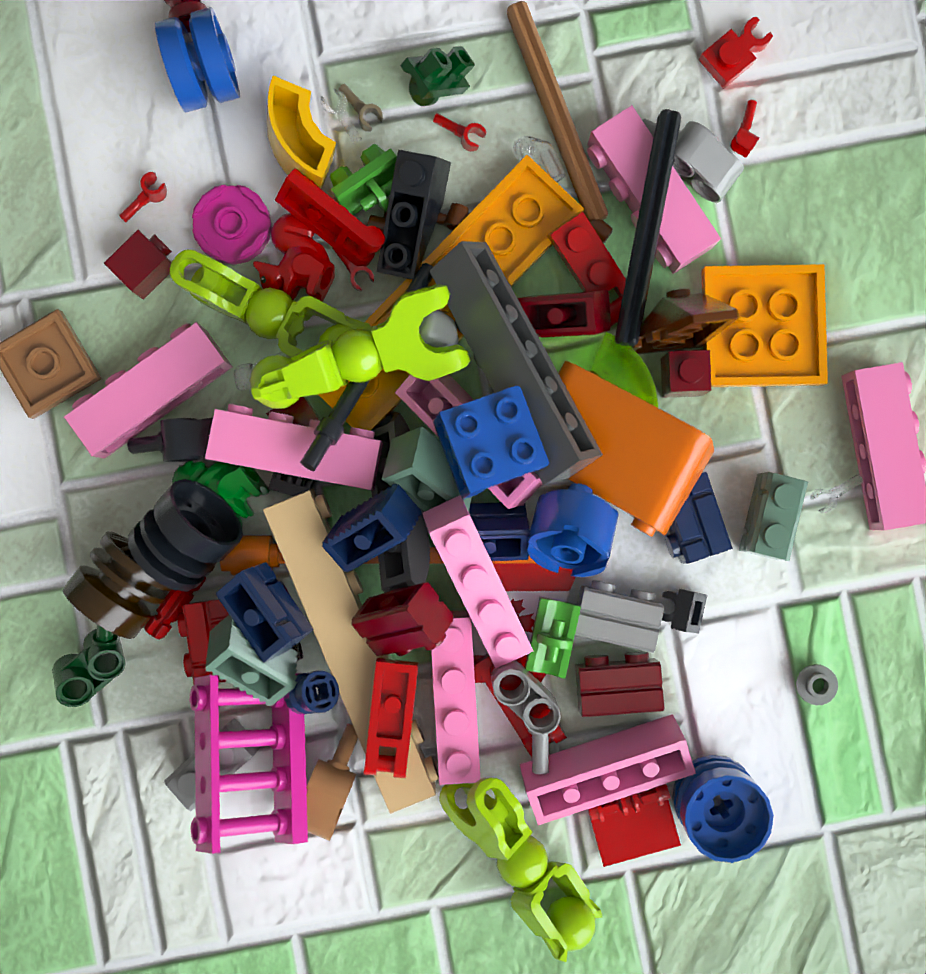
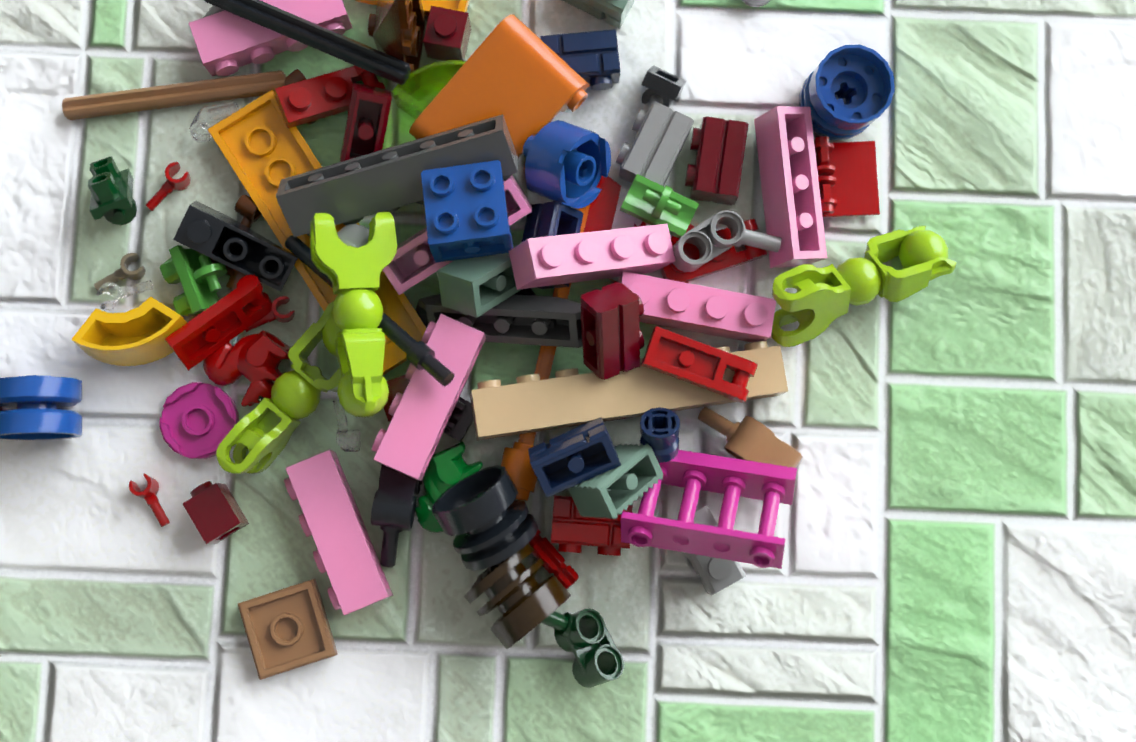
camera: 80 degrees left, 5 degrees down
(372, 528) = (520, 337): dark blue brick -> none

